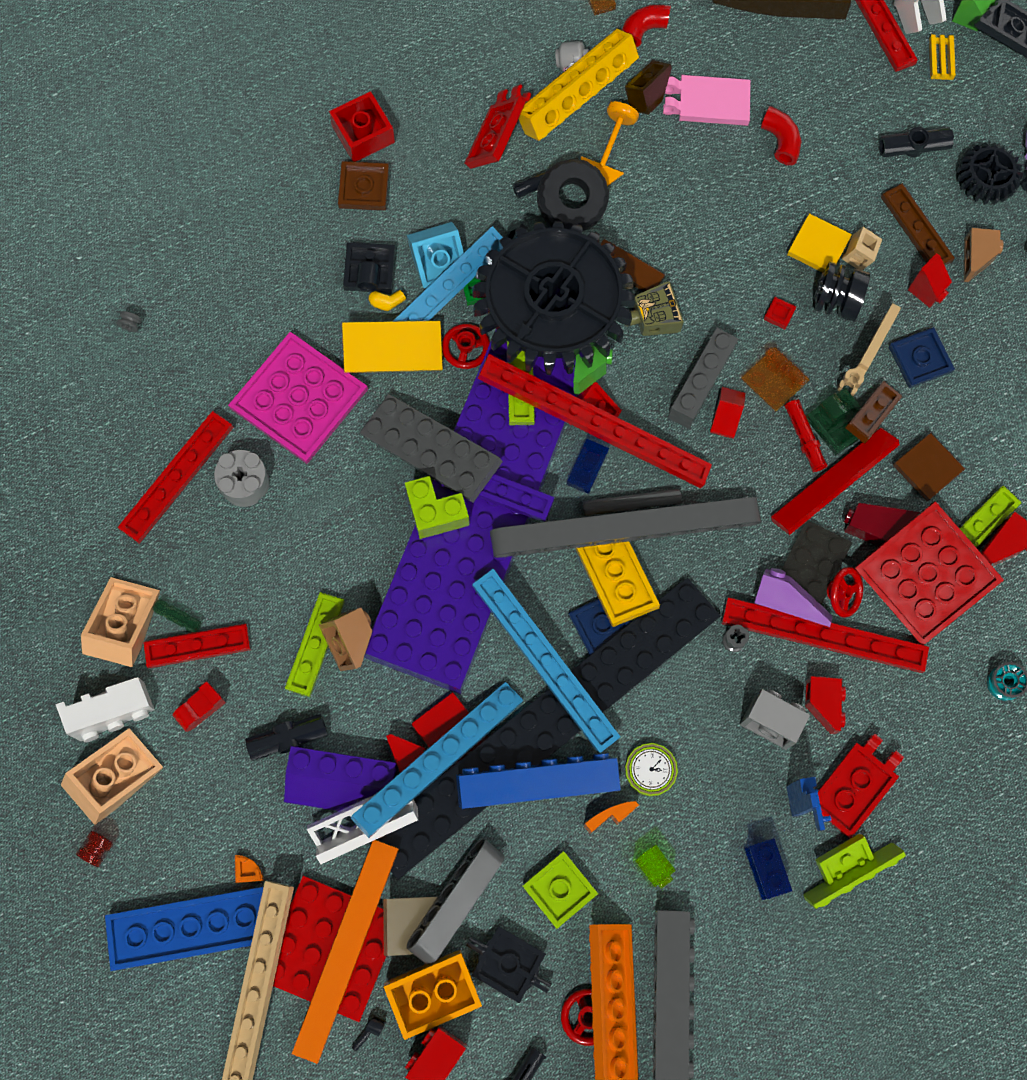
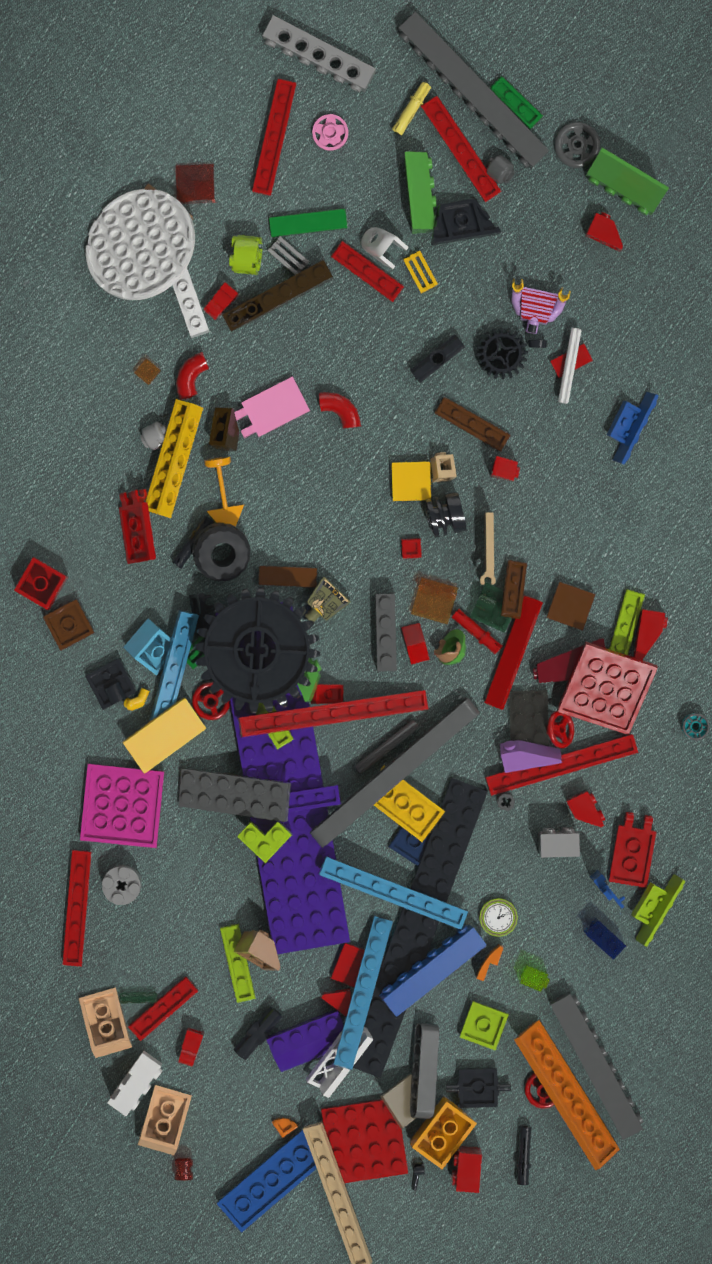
camera: 30 degrees left, 15 degrees up
(345, 952) = (375, 1138): orange tile -> none
(587, 466) = (343, 740): clear blue plate -> none
(768, 437) = (451, 648): none -> bright green piece
(921, 357) = (525, 525): dark blue tile -> none
(980, 250) = (526, 420): medium nougat slope -> none

